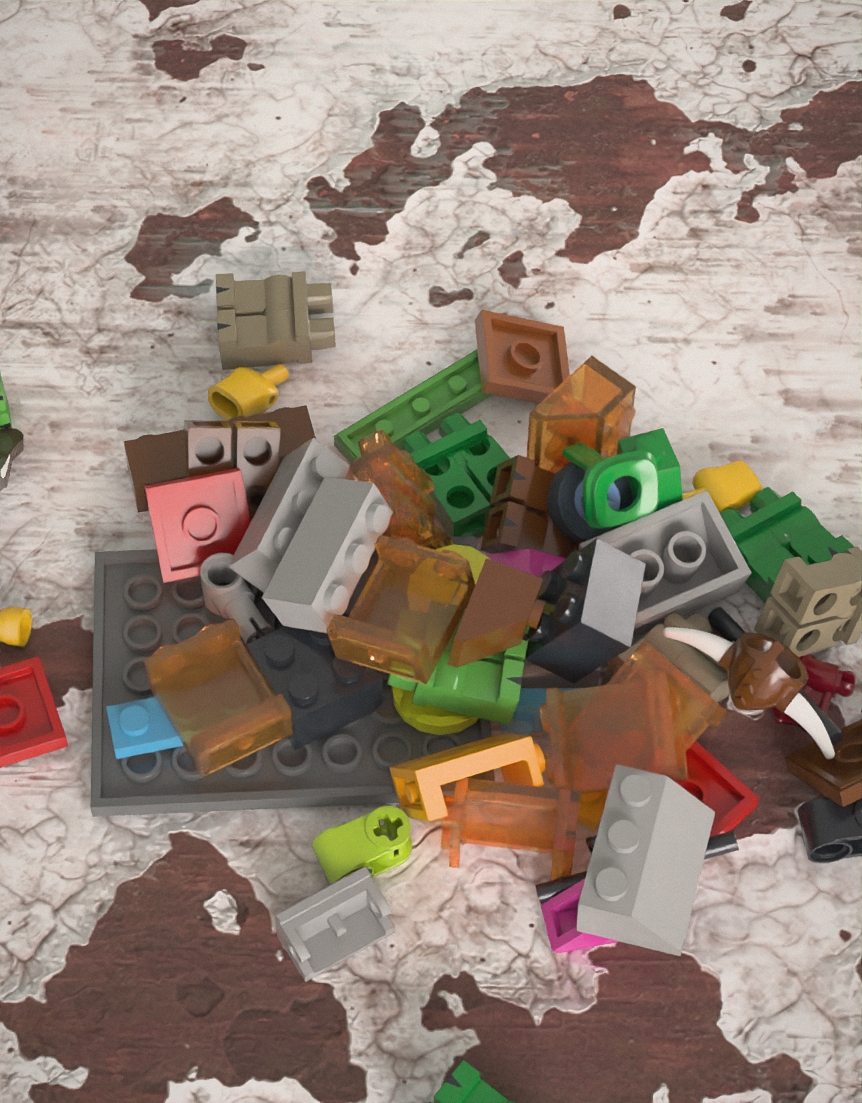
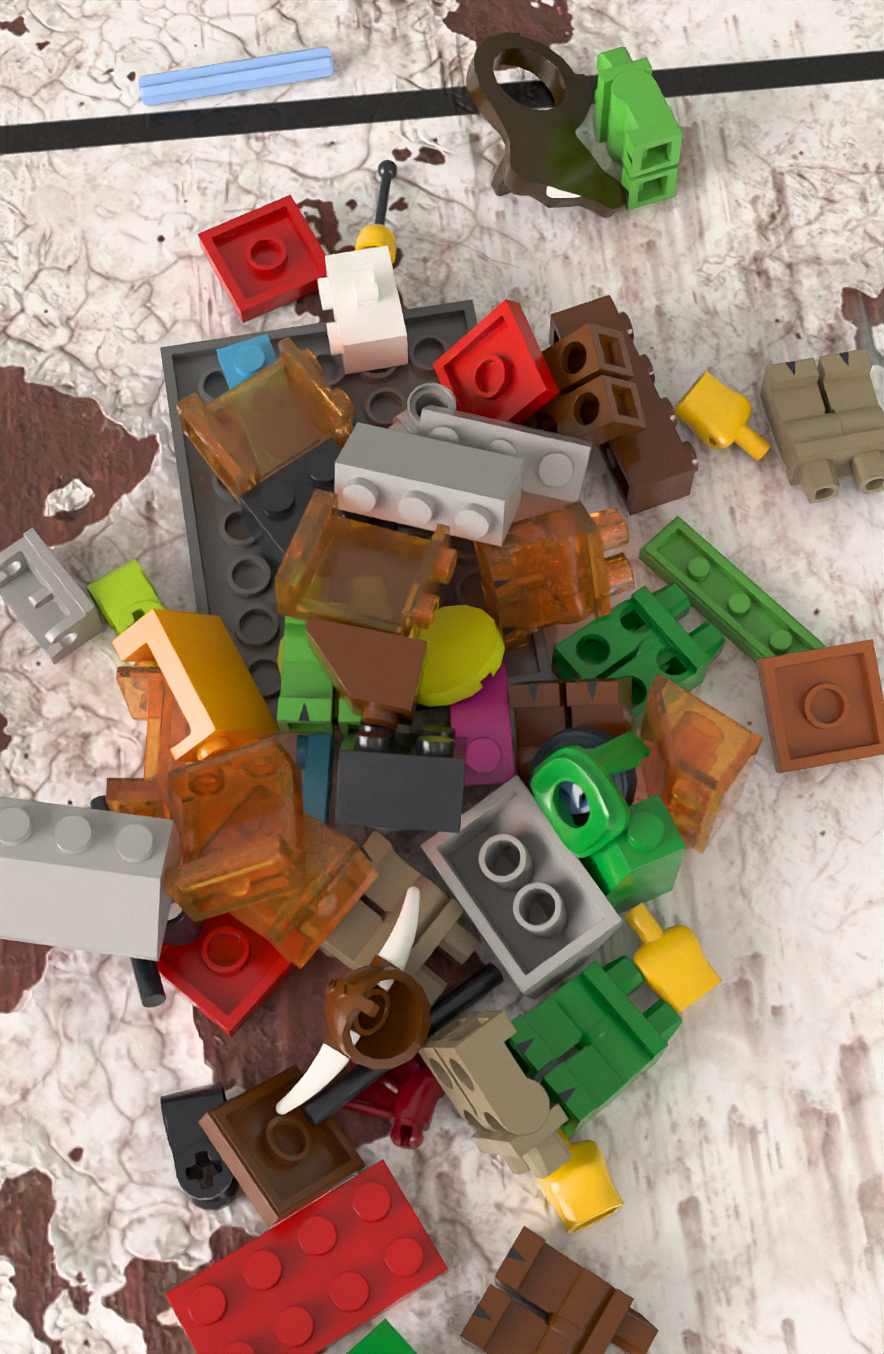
camera: 85 degrees right, 10 degrees up
(100, 623) = (365, 309): none -> white brick

